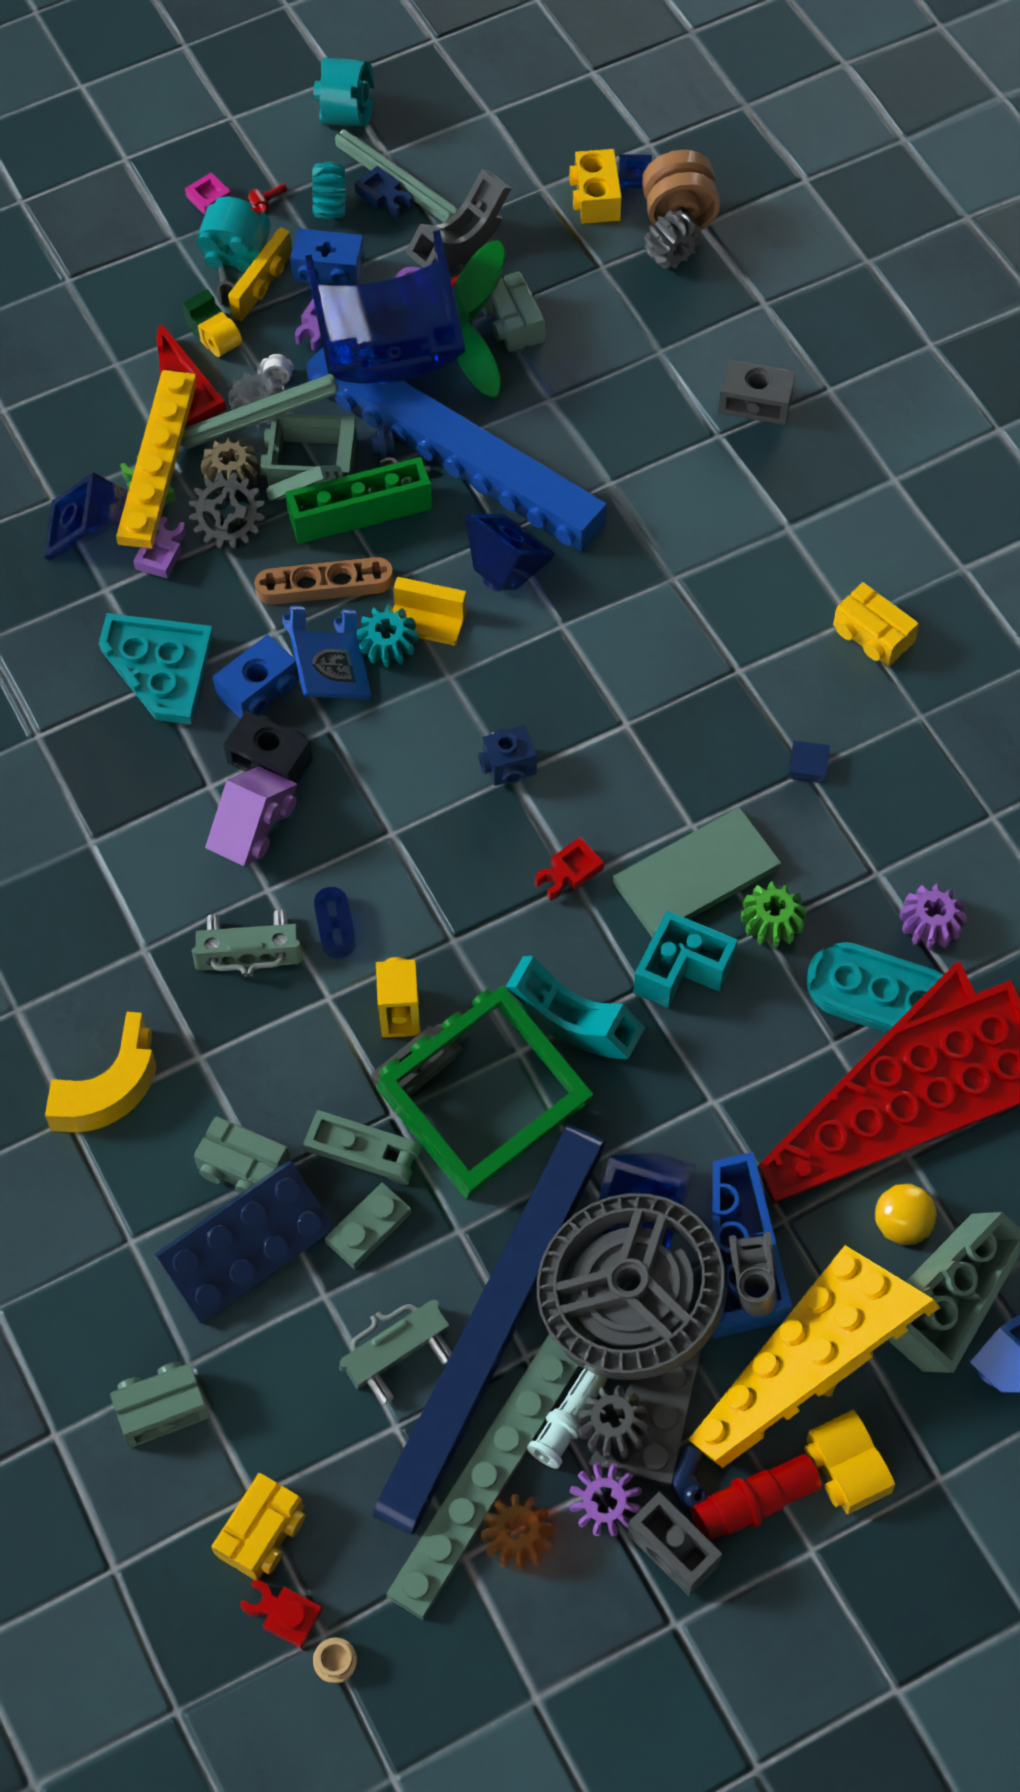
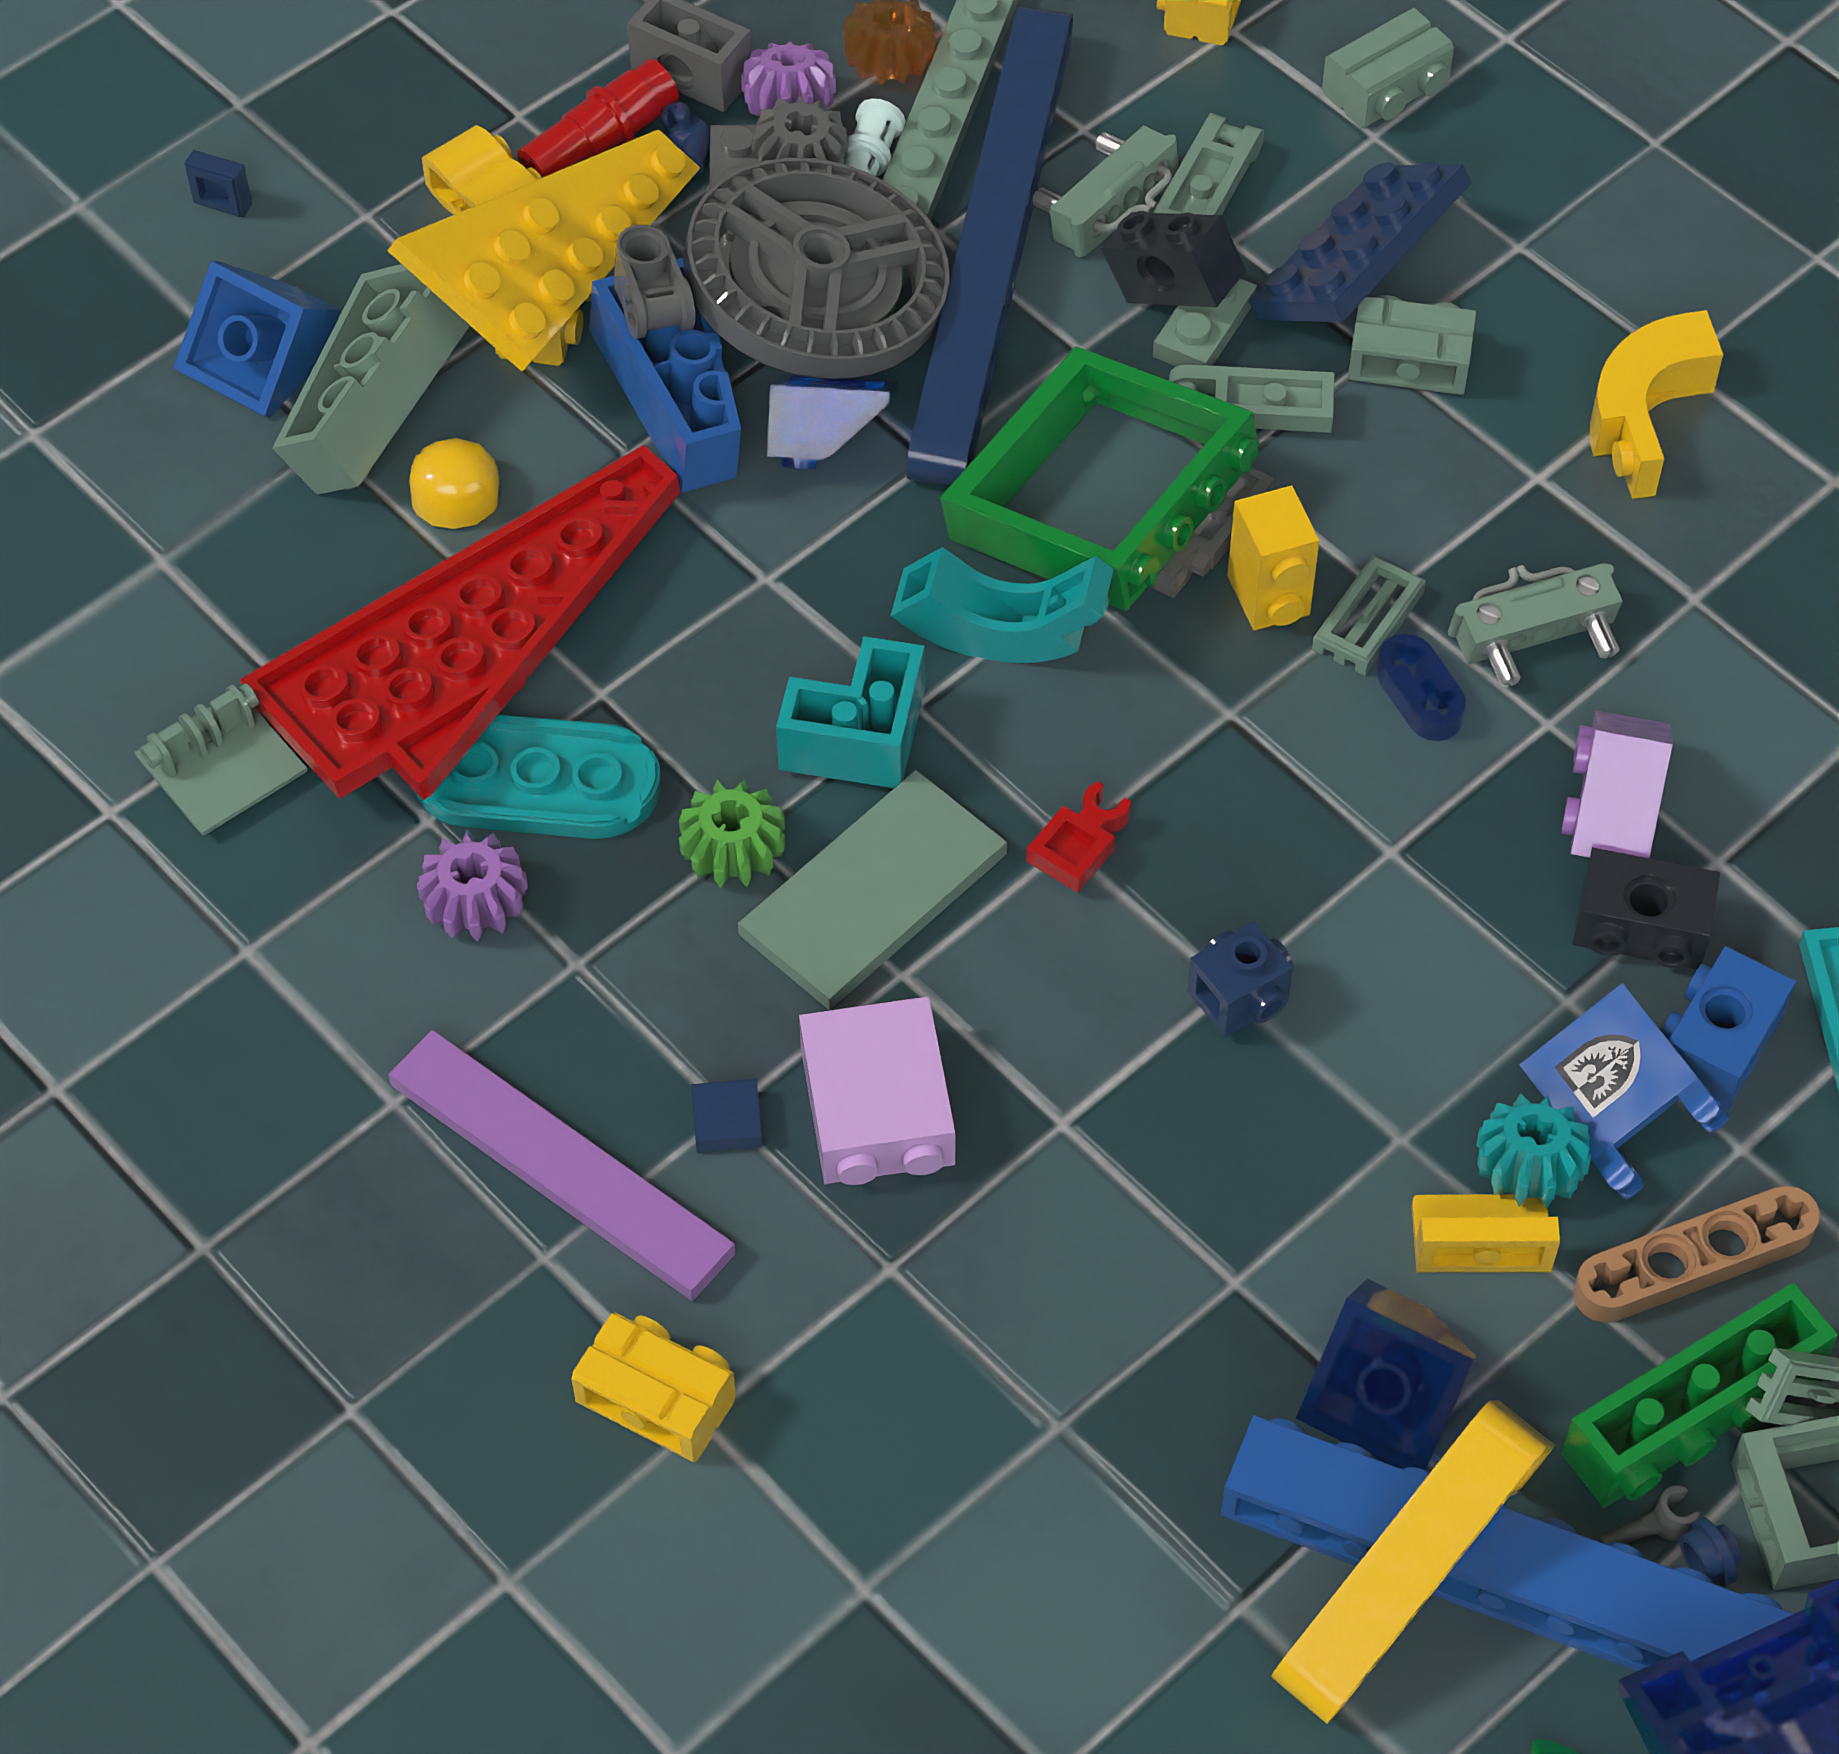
camera: 165 degrees right, 5 degrees down
(323, 1342) = (1212, 168): none -> sand green plate
(350, 994) = (1348, 648): none -> sand green tile
(381, 1245) = (1173, 259): none -> black brick
(510, 445) = (1411, 1558): none -> yellow beam
(725, 747) = (877, 1091): none -> lavender brick
(906, 757) = (563, 1165): none -> medium lavender tile

